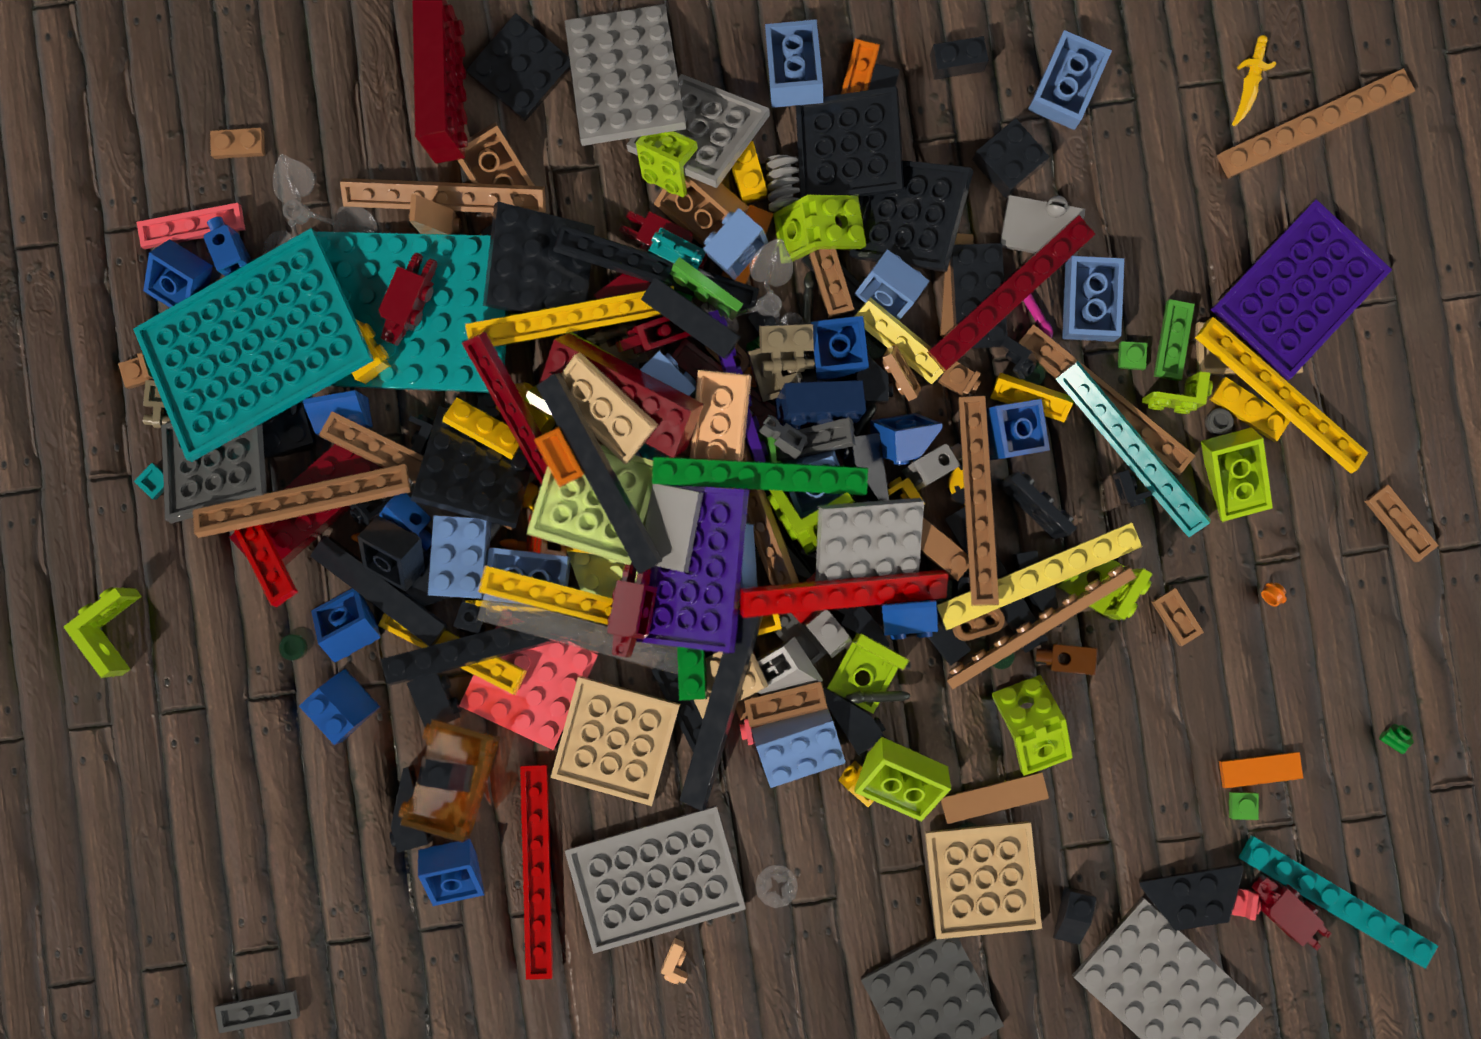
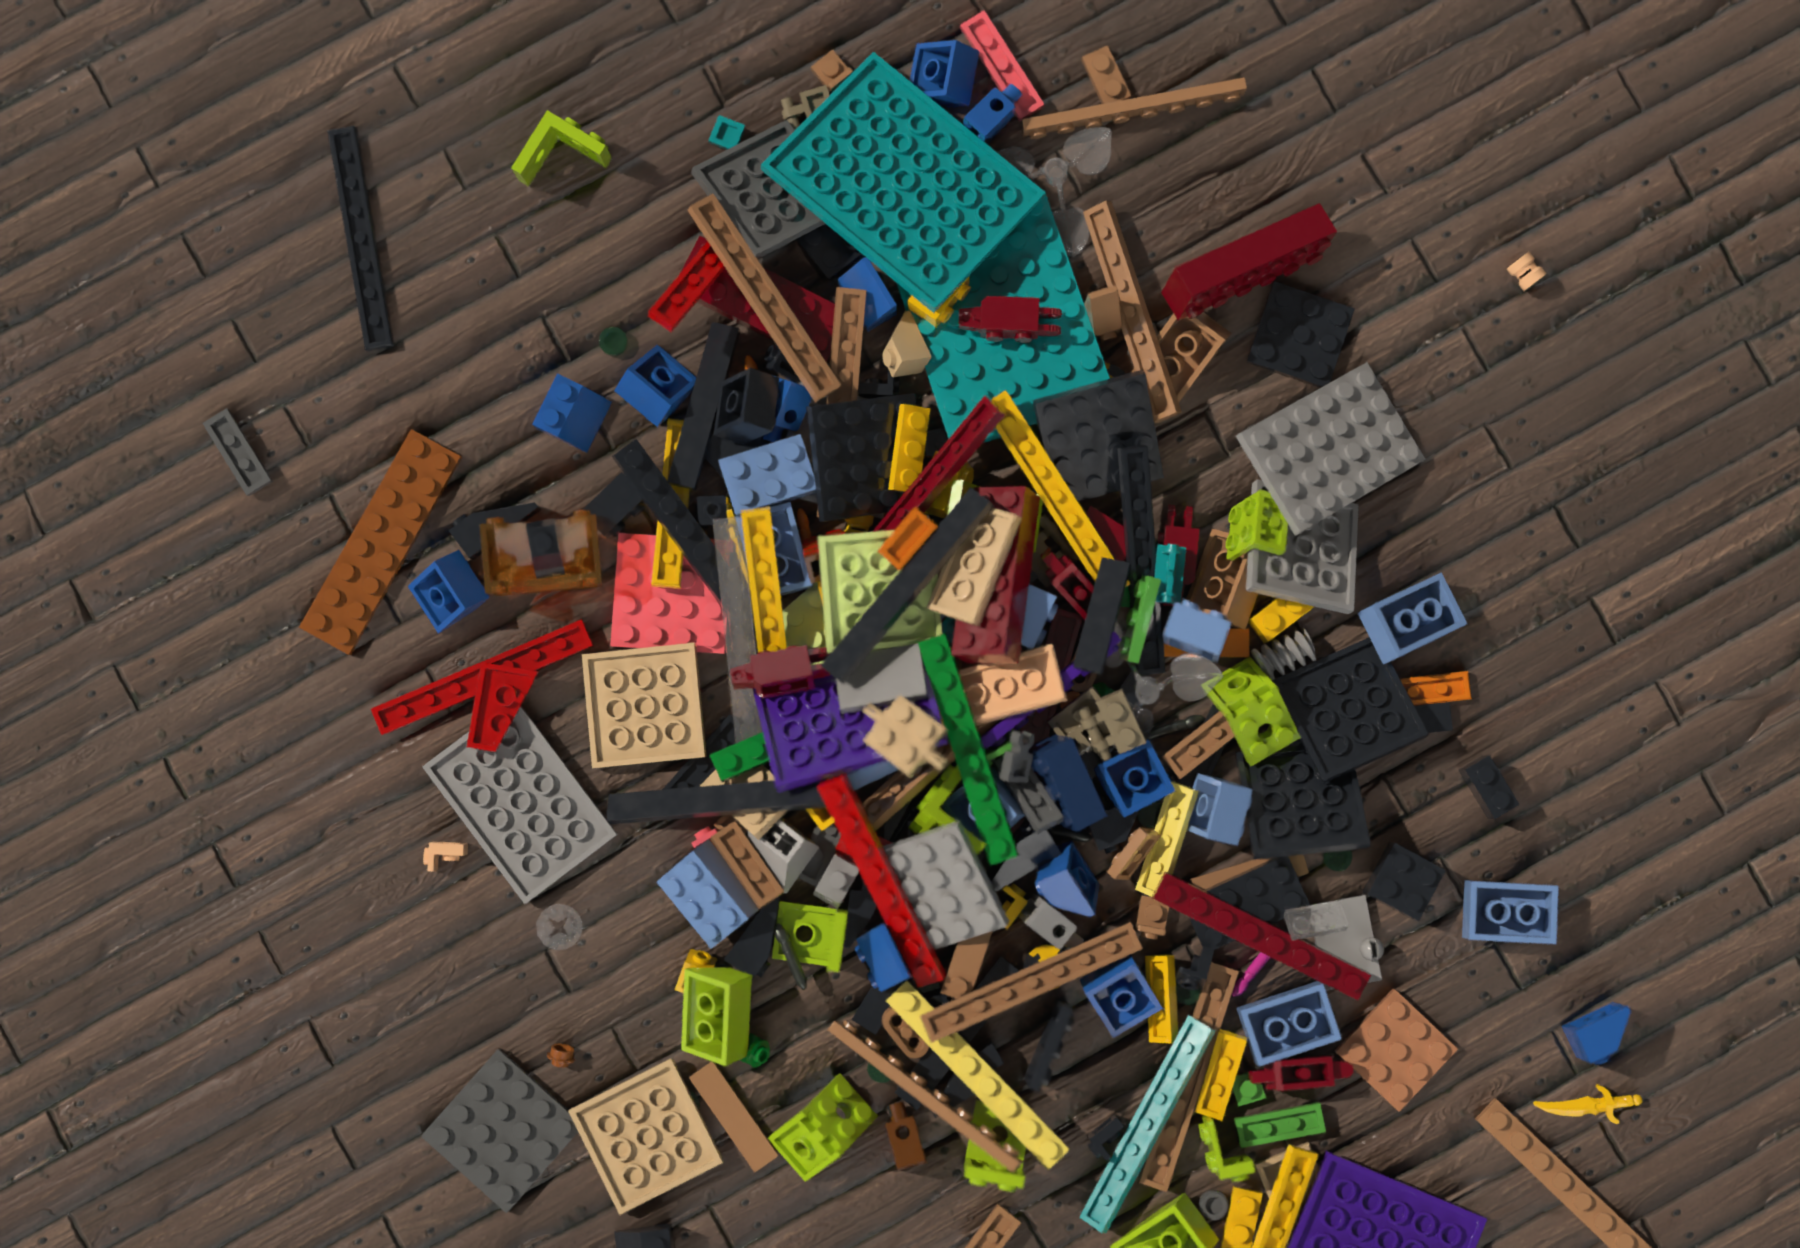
camera: 65 degrees right, 0 degrees up
(115, 832) = (361, 238): none -> black tile
(270, 138) = (1122, 110): none -> medium nougat plate
(386, 915) = (380, 542): none -> dark orange plate
(398, 398) = (906, 349): none -> tan slope
(563, 867) = (496, 703): none -> red wing
(728, 523) = (905, 736): none -> tan plate
(886, 926) = (561, 1055): none -> dark orange plate
(946, 755) = (757, 1052): none -> green plate
(972, 207) = (1337, 860): none -> clear green tile
(1016, 242) = (1316, 920): none -> clear plate
(1114, 372) = (1221, 1074): none -> yellow plate
(1139, 303) = (1301, 1073): none -> dark red hinge
(1147, 220) = (1396, 1050): none -> nougat plate
(1197, 46) = (1597, 1033): none -> blue slope

